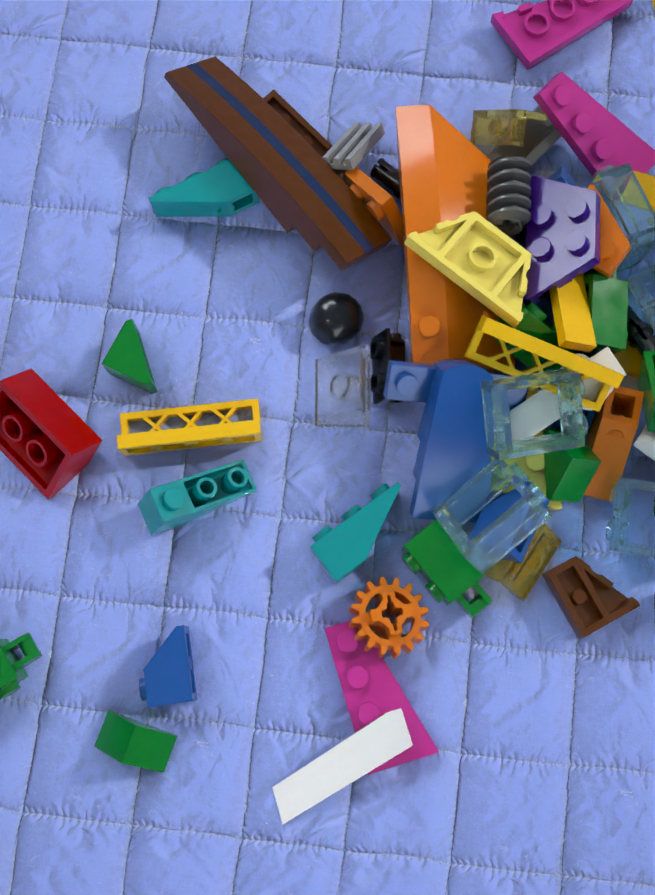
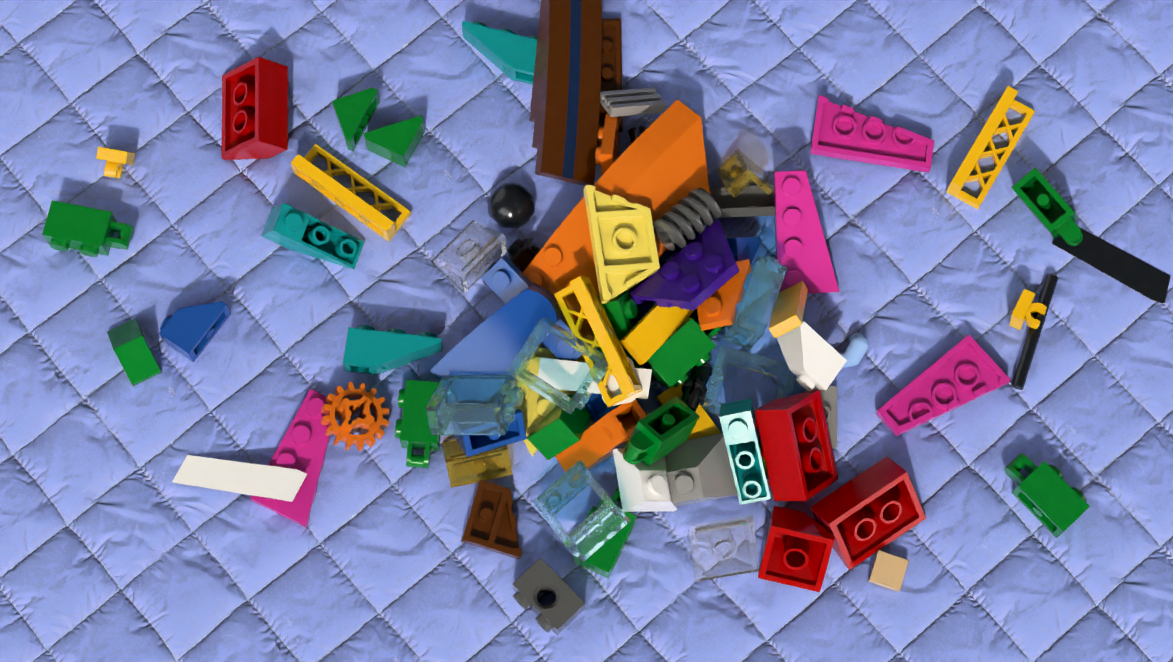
camera: 40 degrees right, 5 degrees down
(187, 351) = (397, 140): none -> green slope

